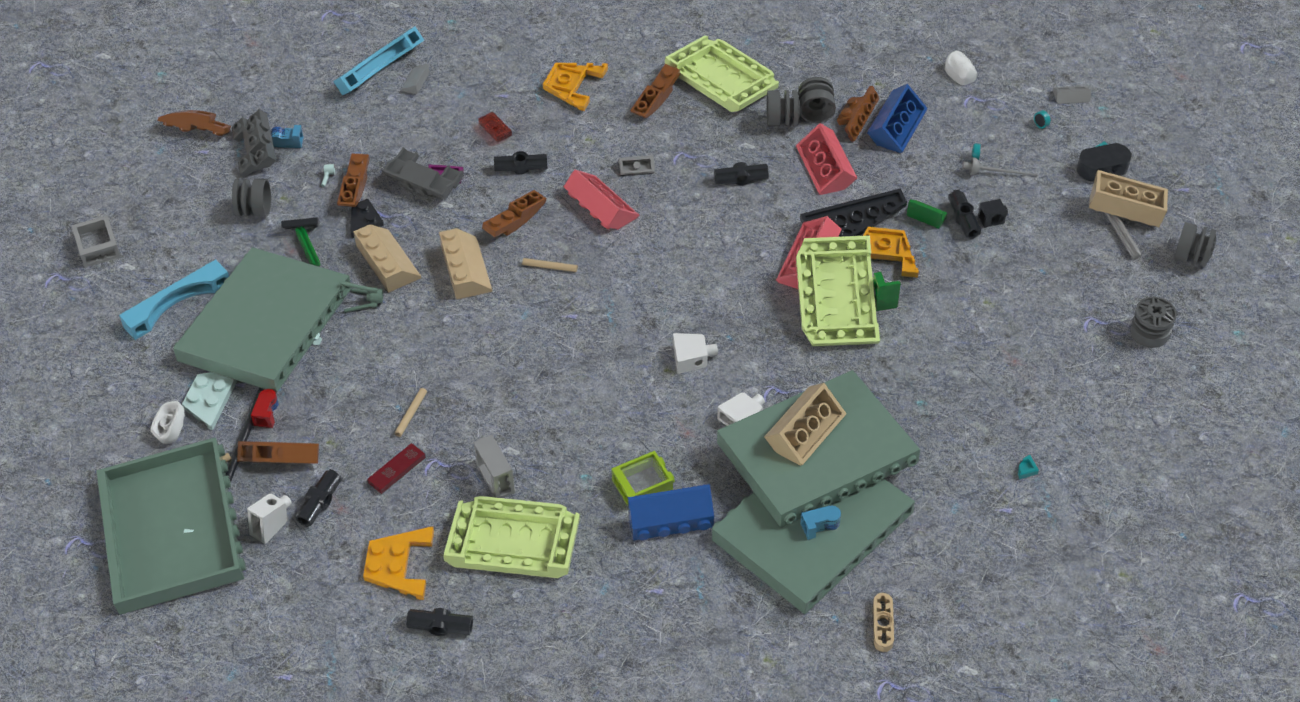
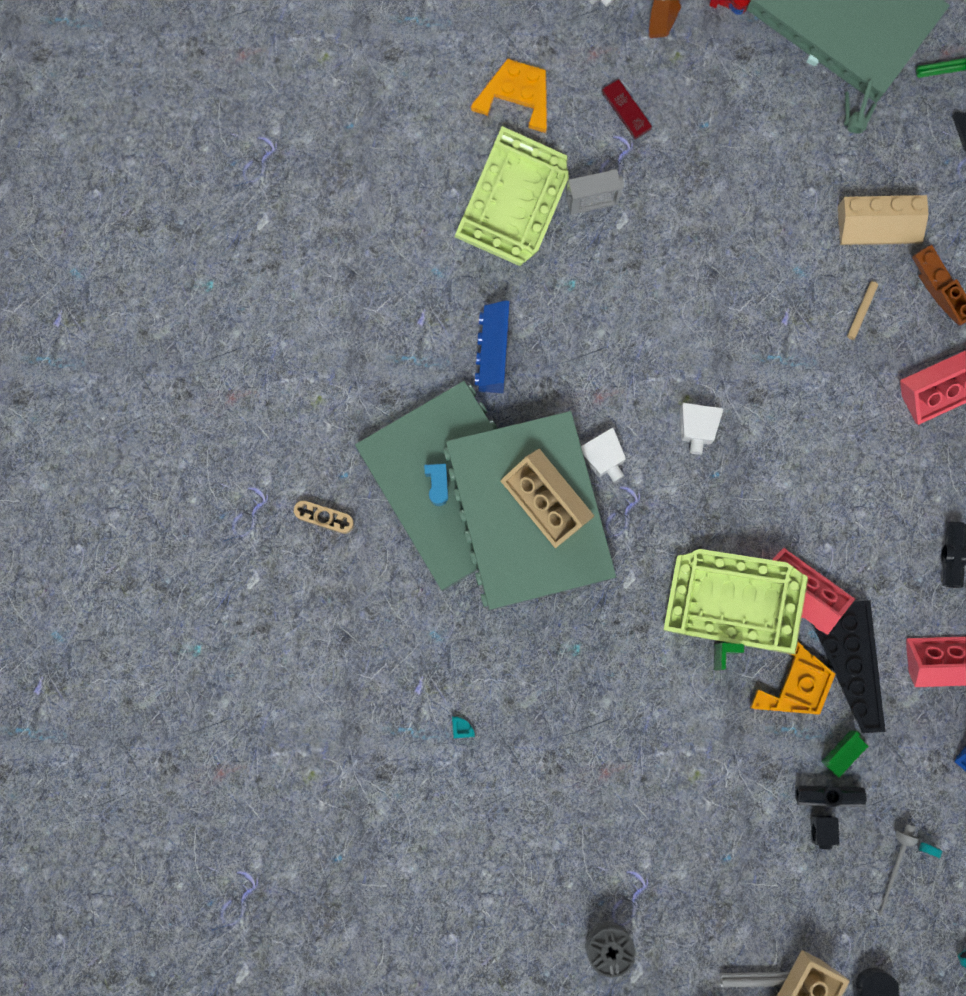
camera: 105 degrees right, 30 degrees up
(318, 498) = (607, 32): black piece -> none
(385, 257) = (911, 142): tan slope -> none
(410, 412) = (693, 134): tan piece -> none
(439, 622) = (437, 116): black piece -> none
(642, 476) = (546, 334): window -> none

